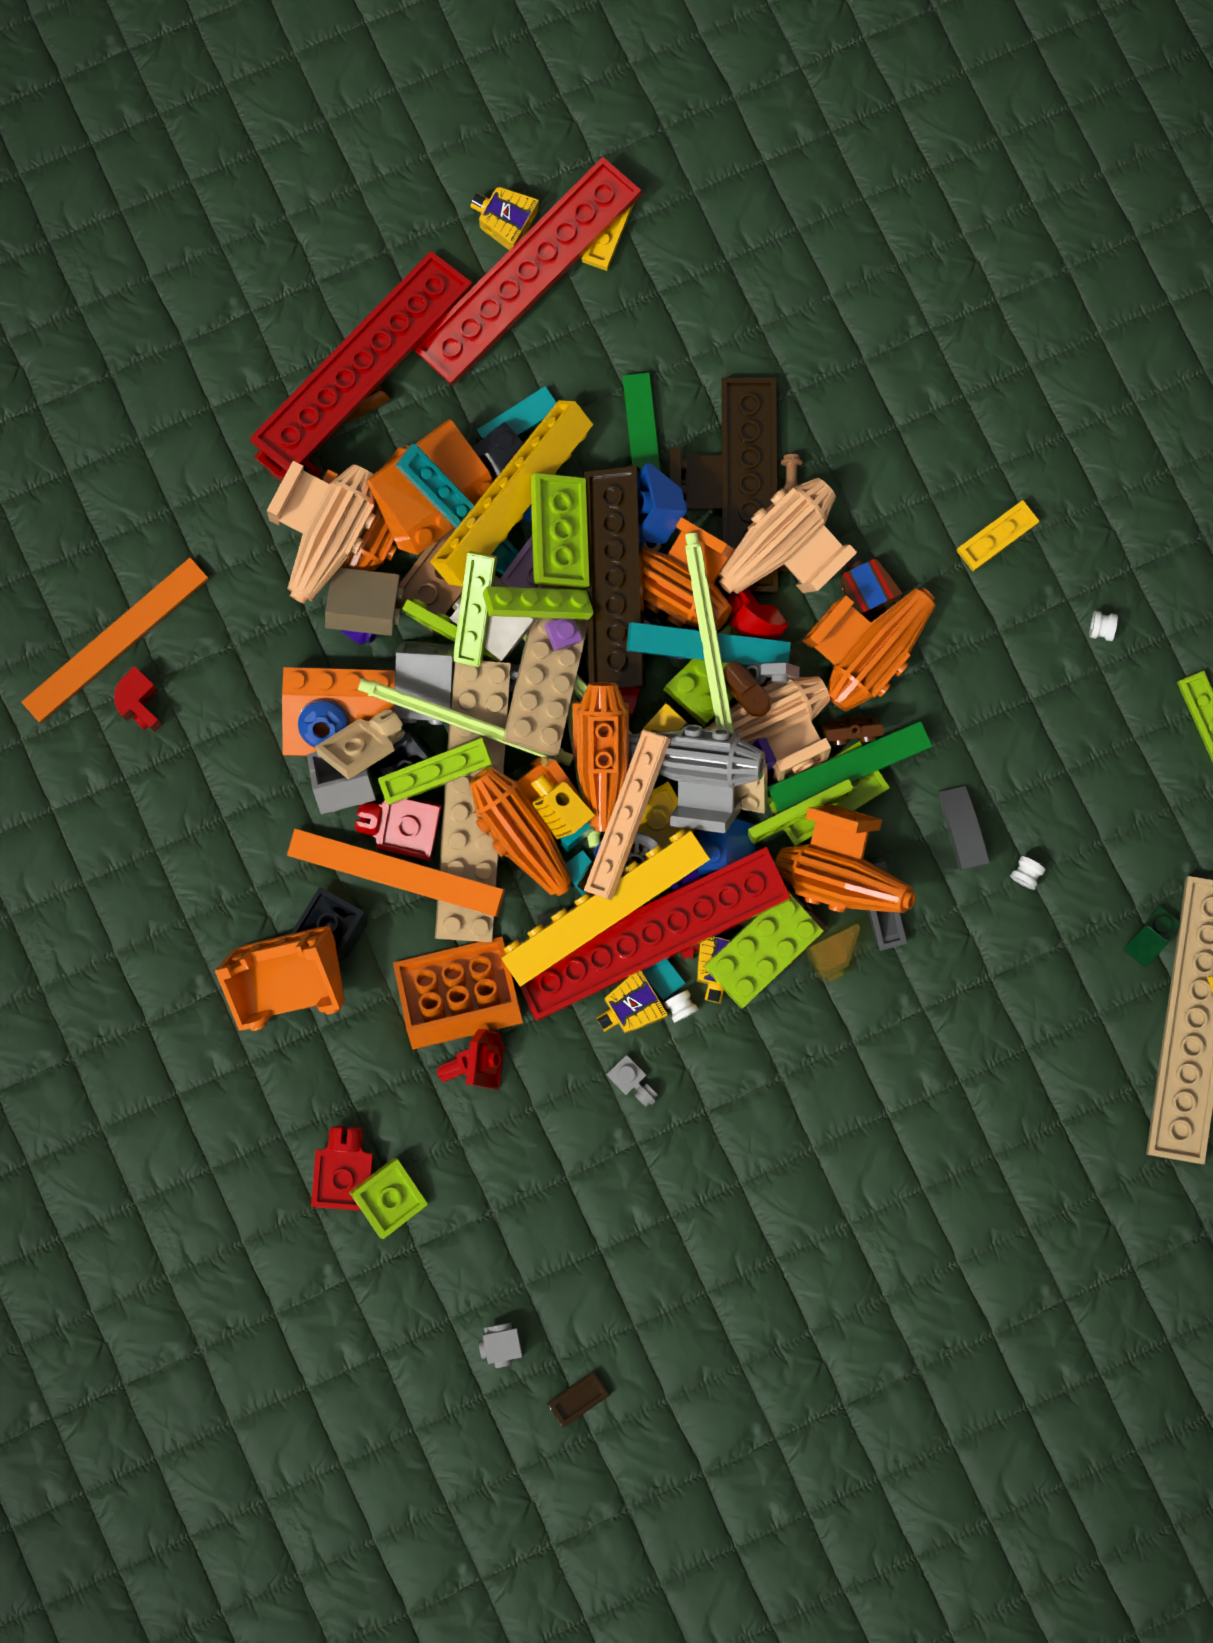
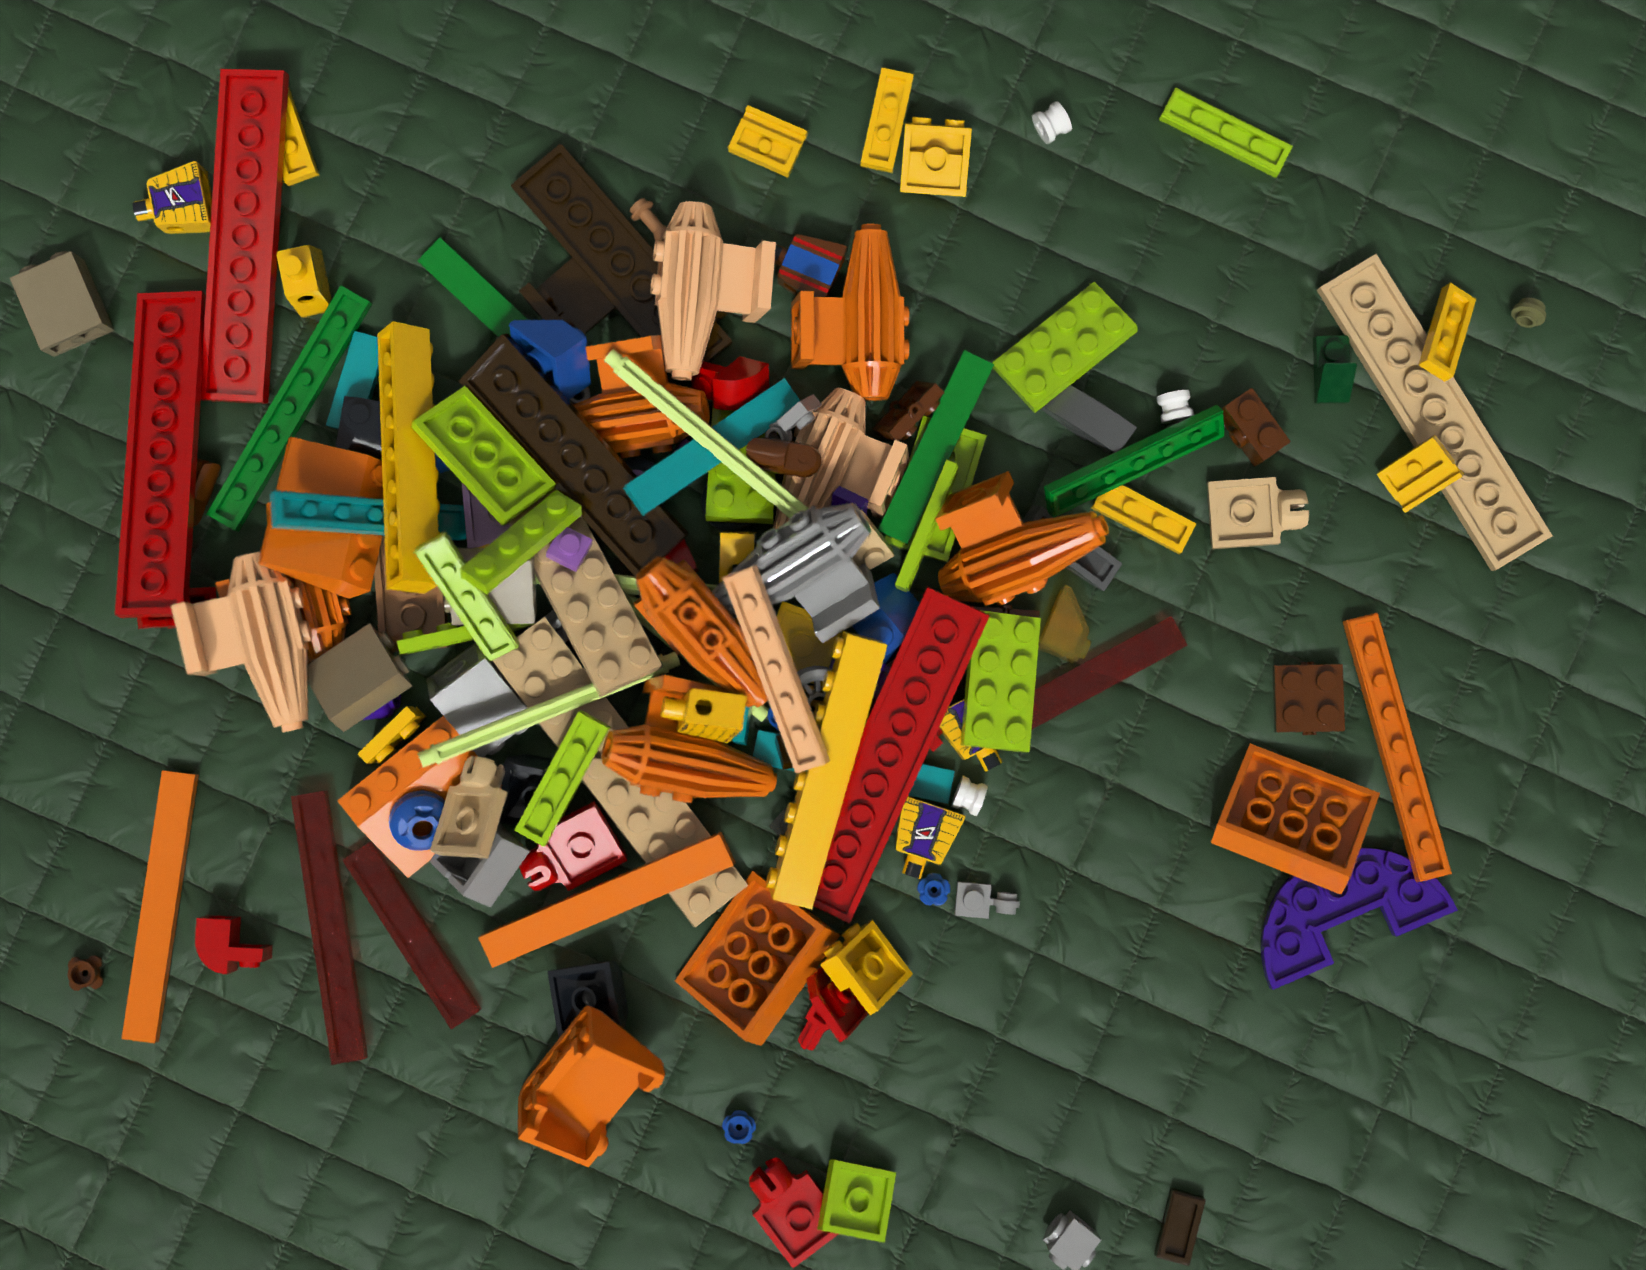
camera: 40 degrees left, 5 degrees up
(31, 634) = (75, 973): none -> reddish brown plate
(208, 743) = (329, 927): none -> clear red plate
(254, 792) = (411, 934): none -> clear red tile
(348, 1084) = (739, 1136): none -> blue plate
(351, 656) = (400, 728): none -> yellow plate
(378, 218) = (61, 303): none -> dark tan brick
(462, 400) = (289, 408): none -> green plate
(523, 1054) = (866, 966): none -> yellow plate
(543, 327) = (304, 275): none -> yellow torso
(612, 1041) = (933, 880): none -> blue plate
(836, 1003) = (1106, 670): none -> clear red tile
(868, 1271) = (1302, 910): none -> dark purple plate
(877, 1198) = (1295, 818): none -> orange slope
(909, 485) = (767, 141): none -> yellow plate
(947, 924) = (1145, 517): none -> yellow plate
(954, 1133) = (1308, 698): none -> reddish brown plate
(970, 883) = (1134, 461): none -> green tile
(984, 1212) = (1397, 748): none -> orange tile
(988, 774) = (1065, 347): none -> lime plate
(1008, 585) = (935, 157): none -> yellow plate
(1020, 982) = (1253, 512): none -> tan plate
(1066, 928) = (1253, 427): none -> reddish brown brick
(1150, 1049) = (1420, 473): none -> yellow plate

